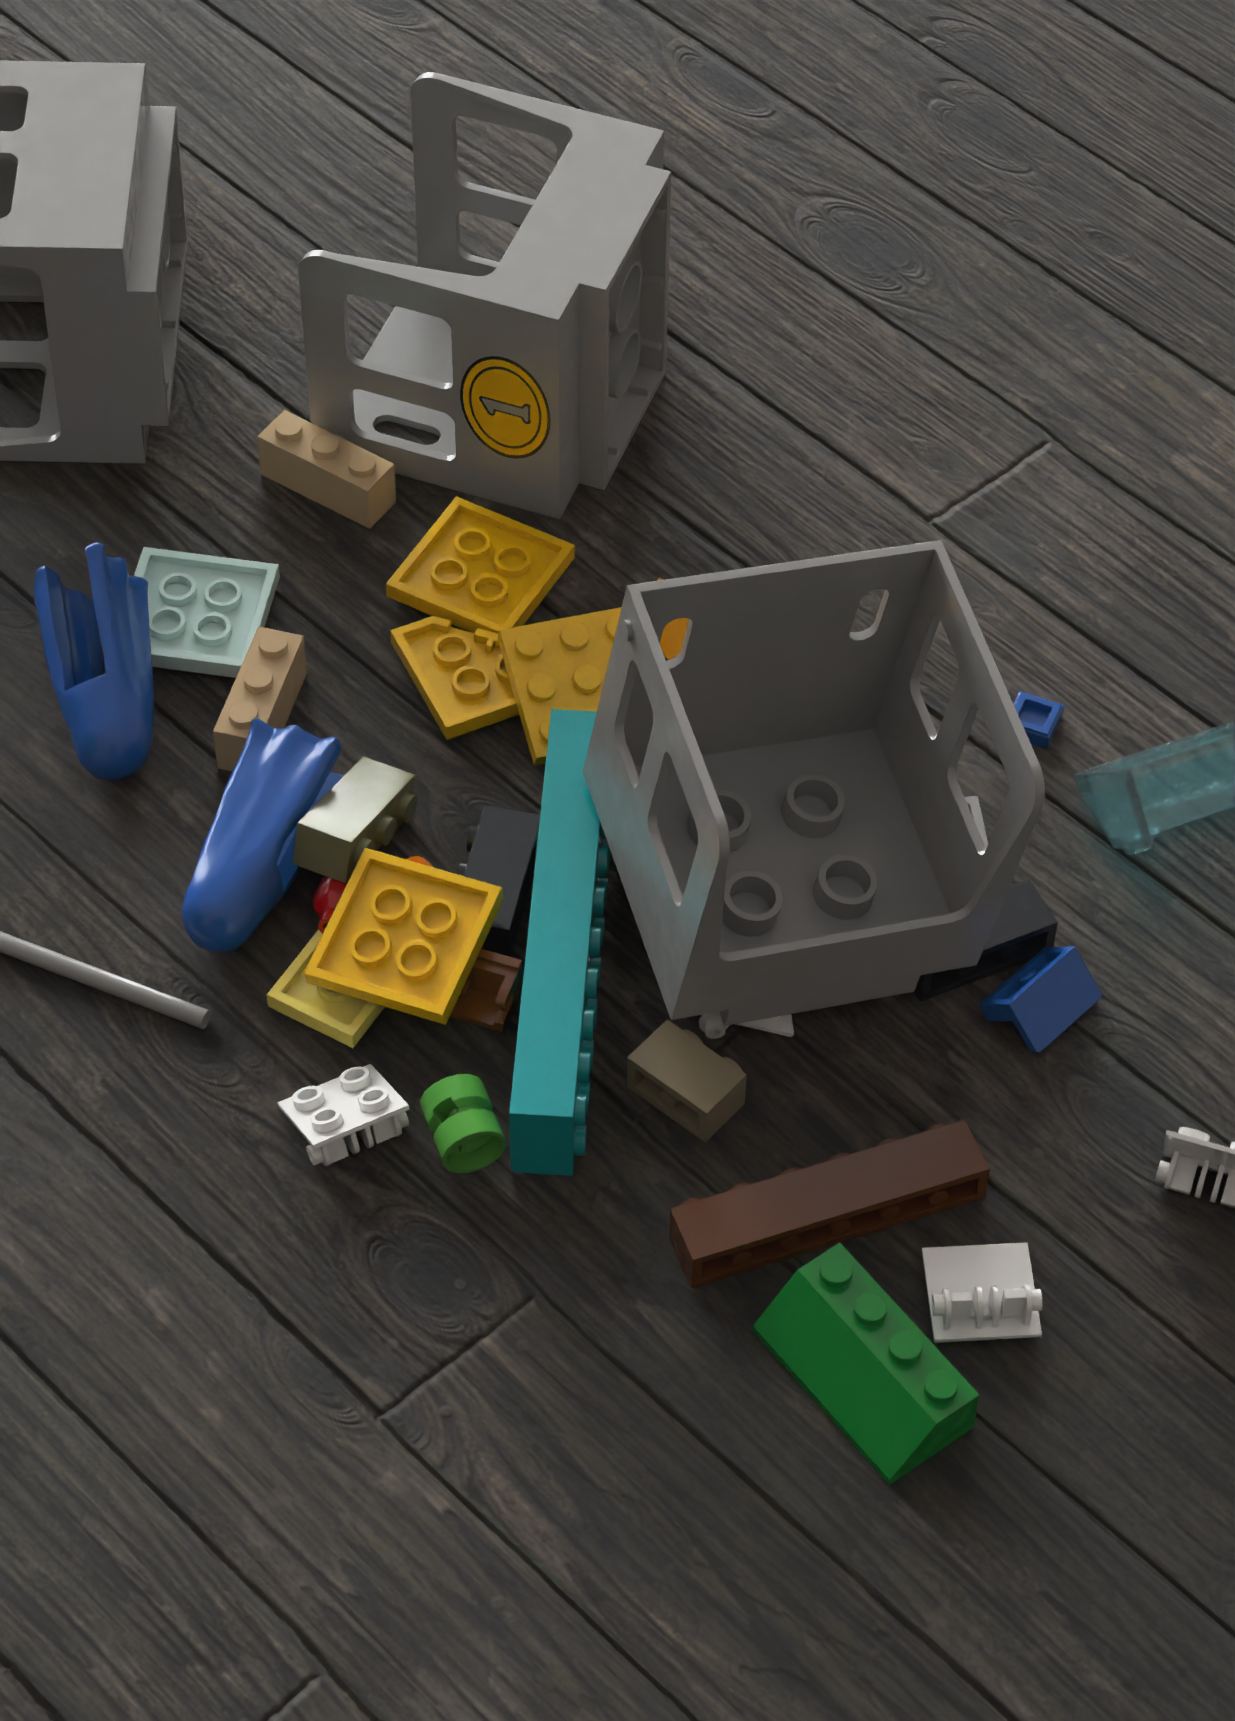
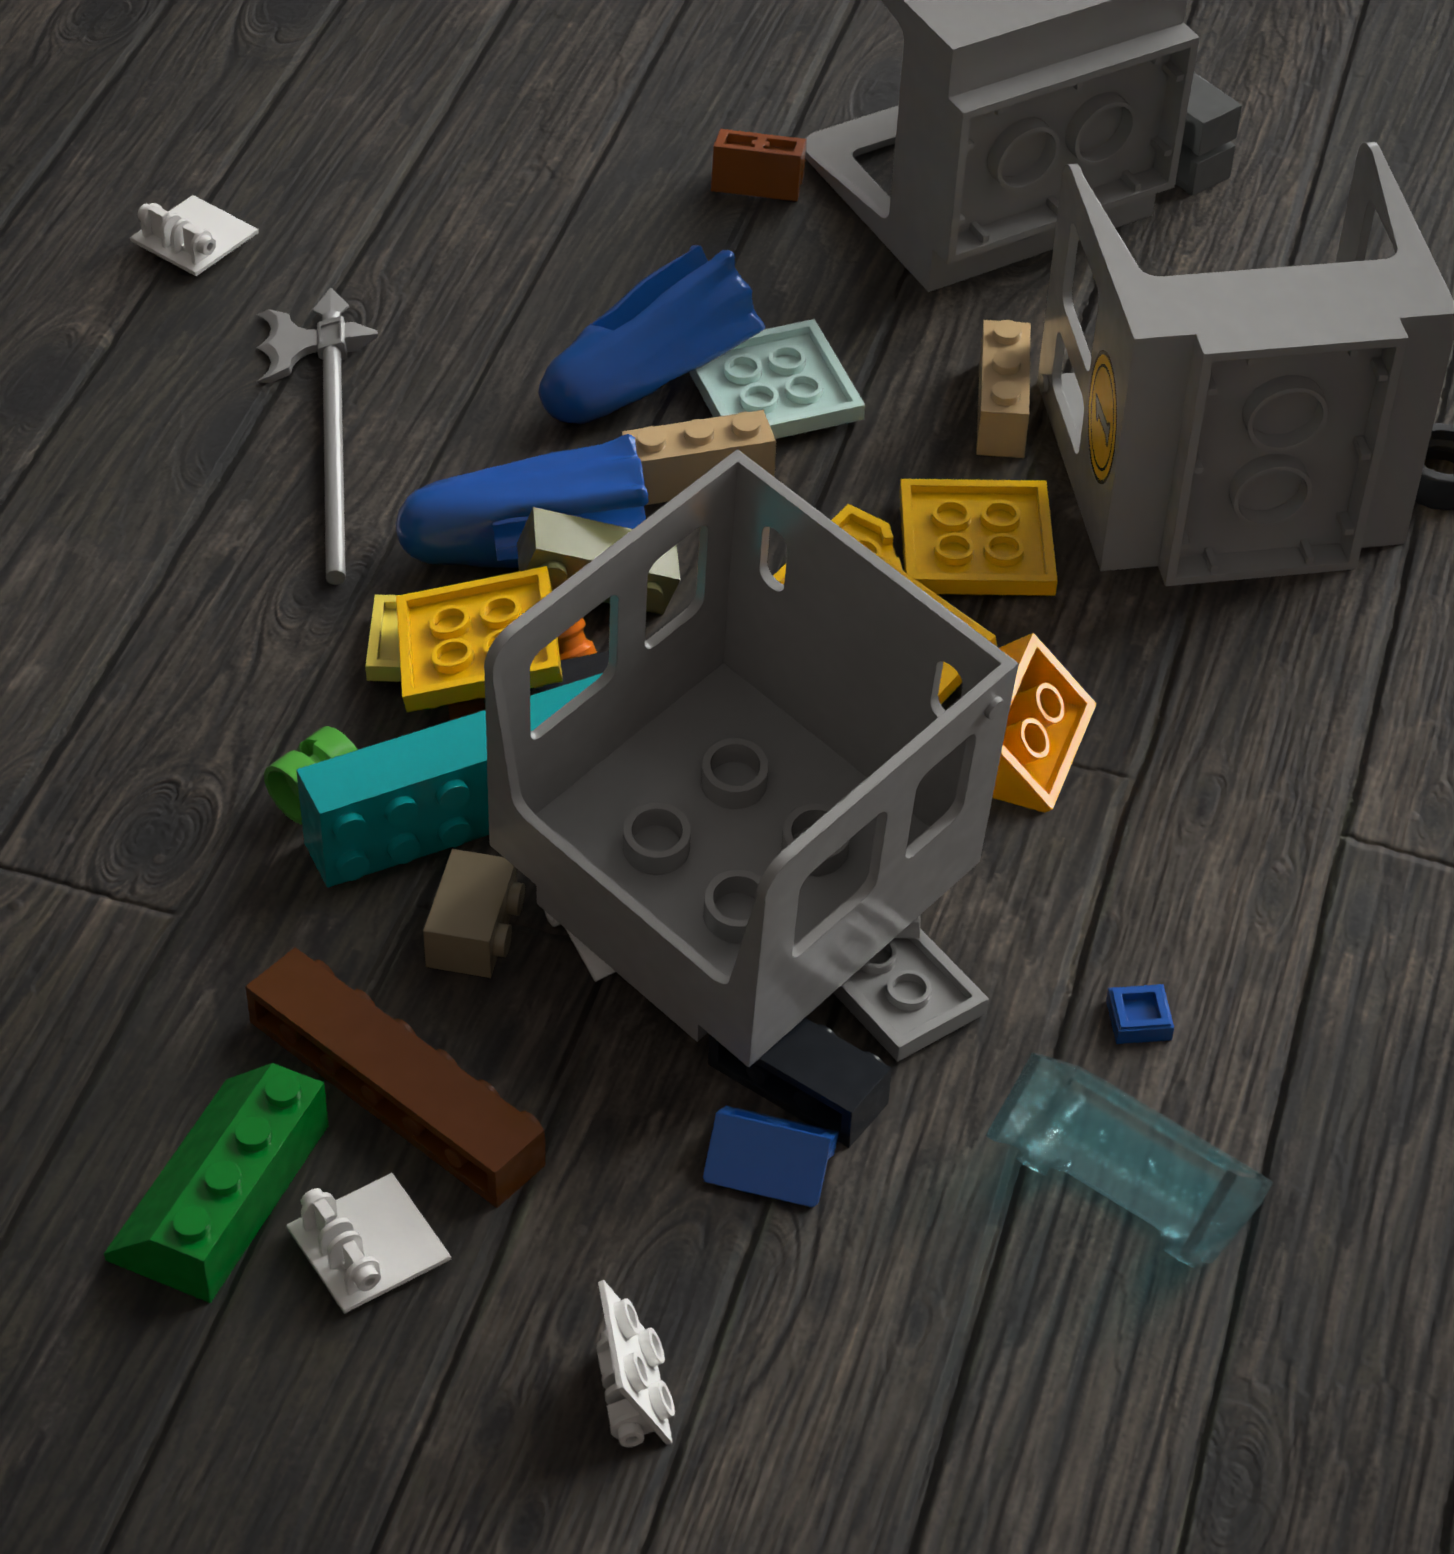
camera: 60 degrees right, 5 degrees down
(343, 1106) = (283, 701): white hinge -> none

